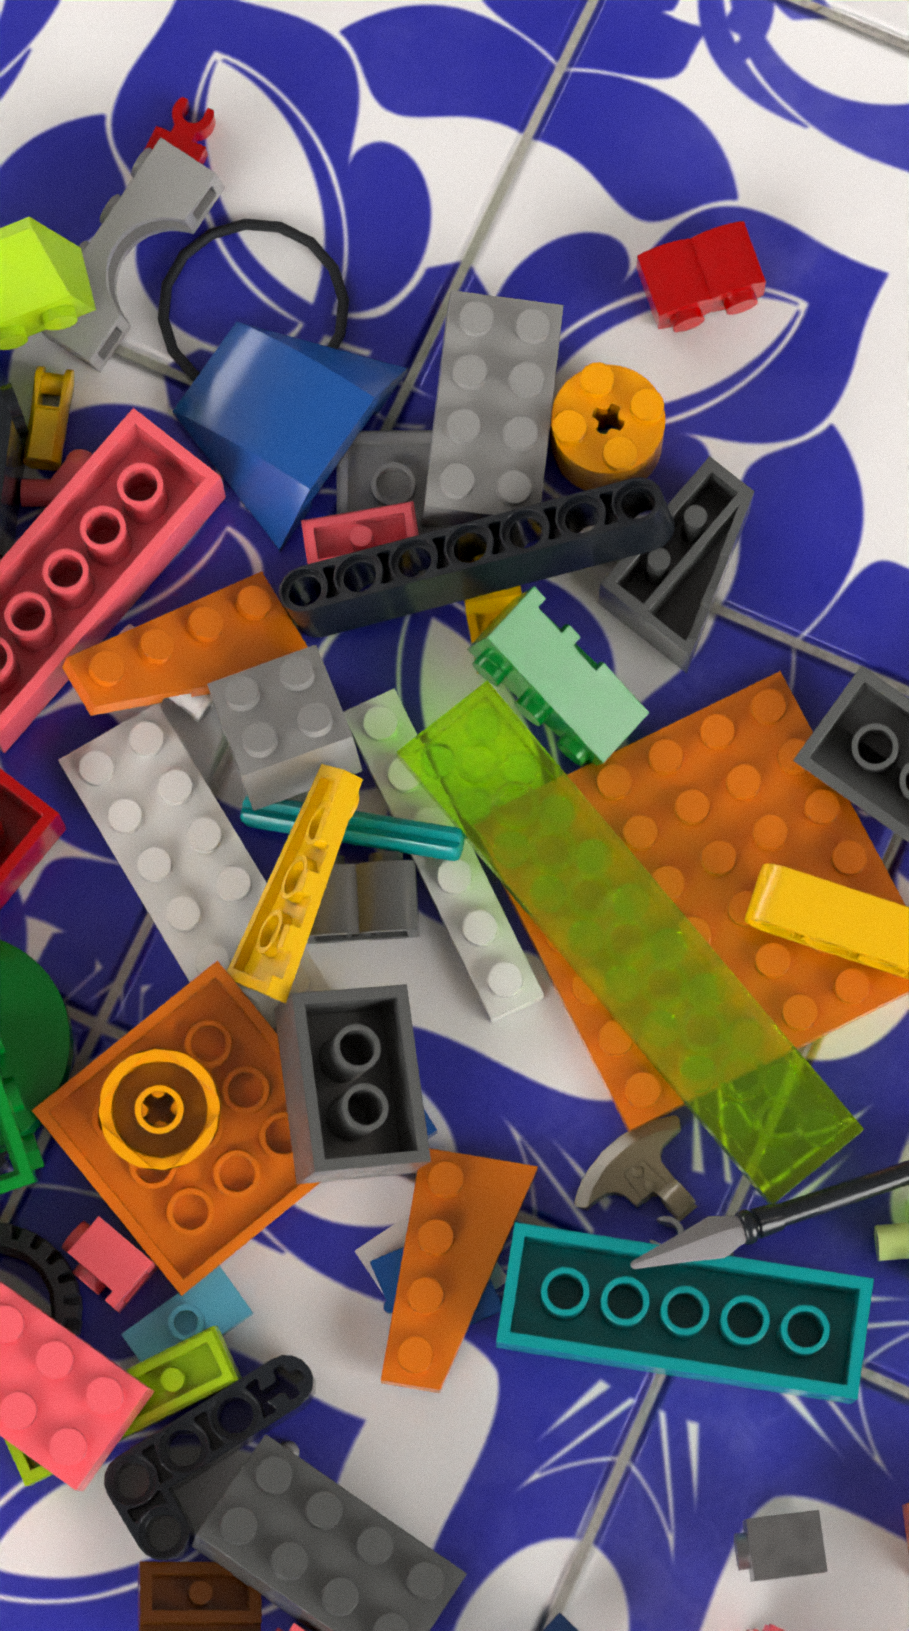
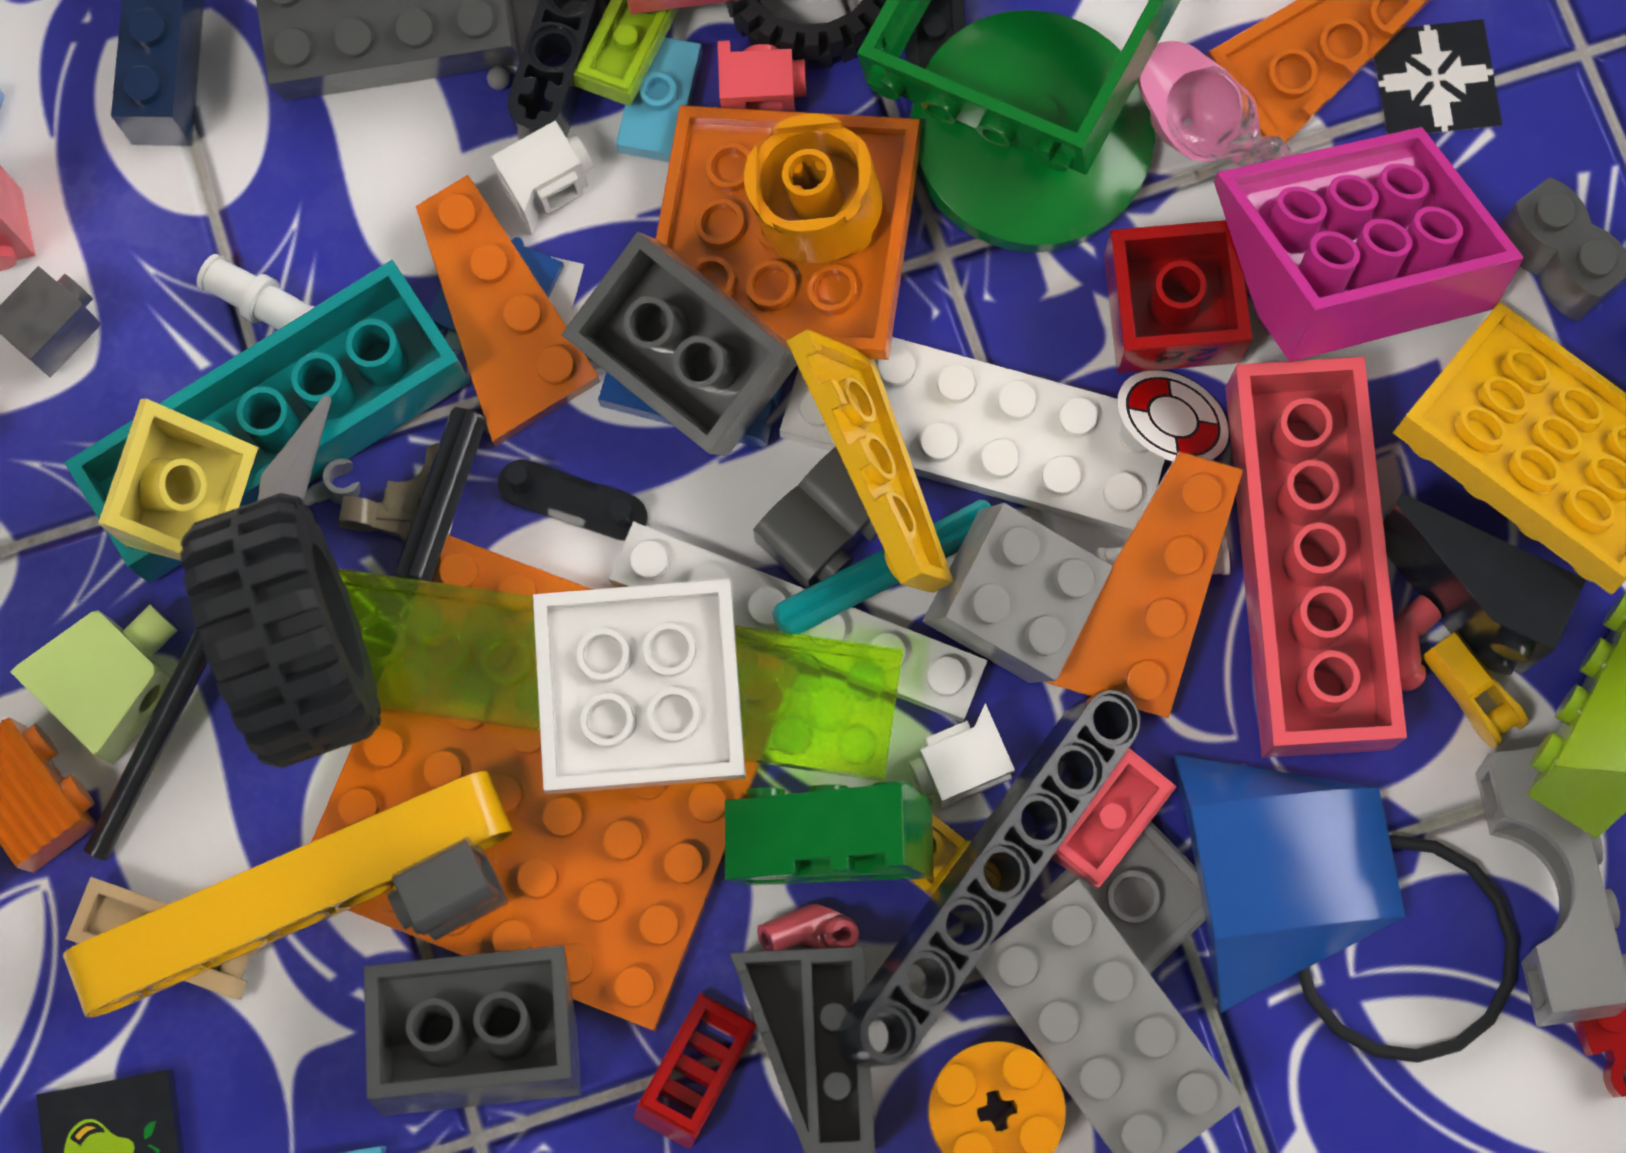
camera: 140 degrees right, 0 degrees up
(63, 757) = (1172, 415): none -> sticker
(324, 1334) = (543, 171): none -> white window
(422, 659) = (962, 761): none -> white window
(517, 1082) = (571, 499): none -> black piece
(595, 874) = (638, 686): none -> white plate
(609, 1155) = (441, 495): none -> black axle
(611, 1429) = (253, 295): none -> white pin
(617, 645) = (808, 926): none -> coral arm
(786, 598) = (663, 1118): none -> red slope
(790, 1286) = (171, 478): none -> light yellow slope
(807, 1088) = (280, 631): none -> black tyre
(842, 849) = (446, 890): none -> dark grey brick

